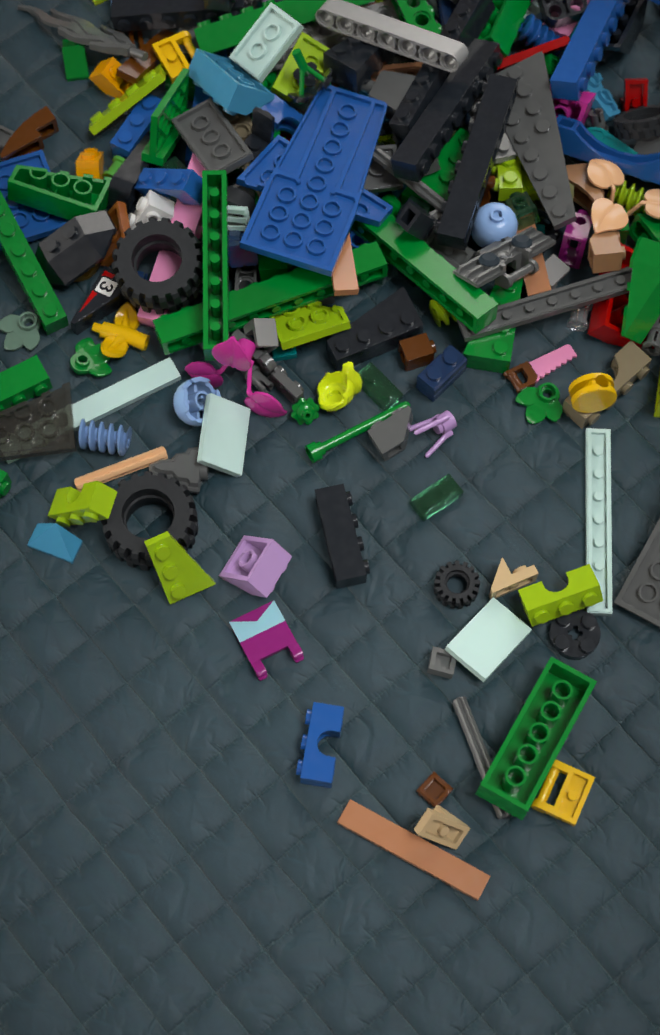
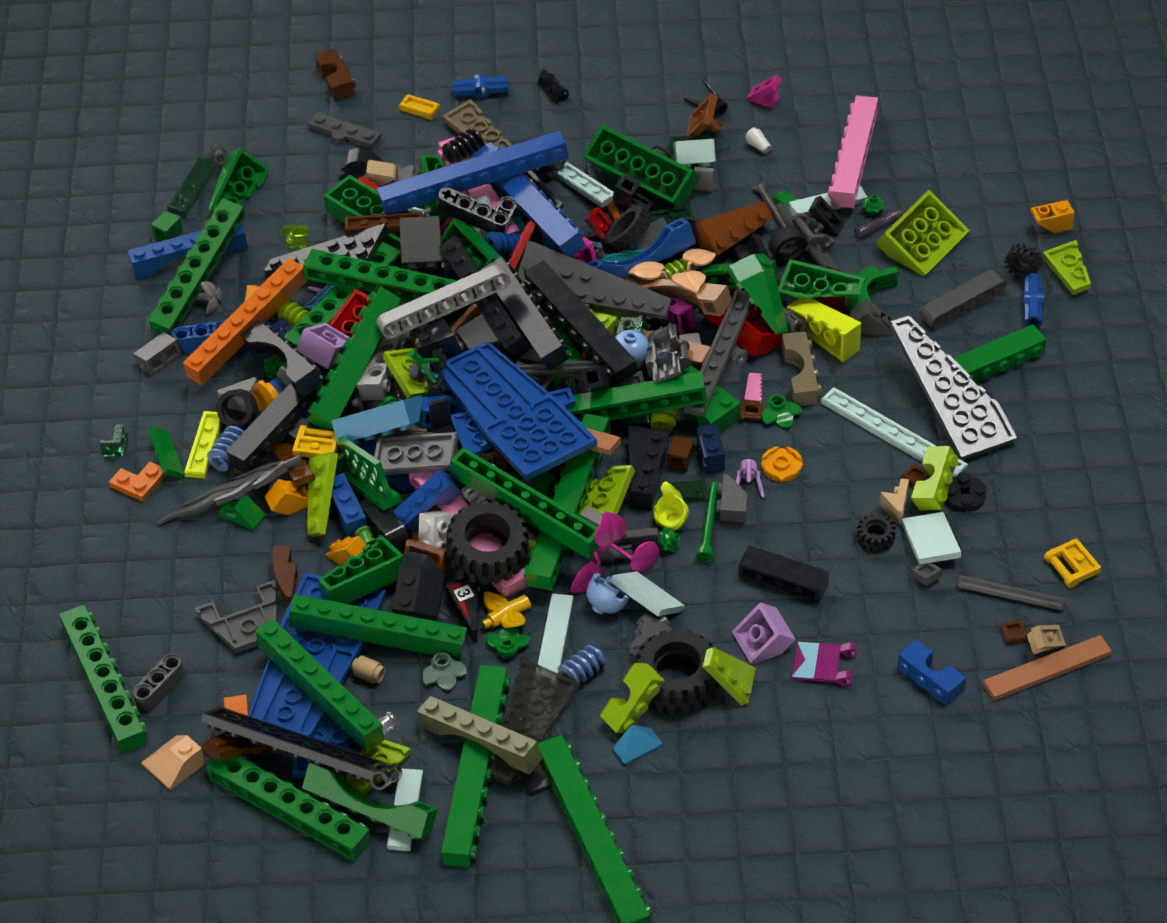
camera: 50 degrees left, 20 degrees down
(122, 468) = (615, 671): light nougat axle -> none
(266, 42) = (370, 377): light aqua tile -> none
(436, 497) = (799, 508): clear green plate -> none
(478, 446) = (781, 464): none -> light orange tile
(536, 738) = (1026, 548): green brick -> none
(556, 574) = (915, 473): none -> reddish brown tile
(592, 392) = (808, 368): yellow head -> none

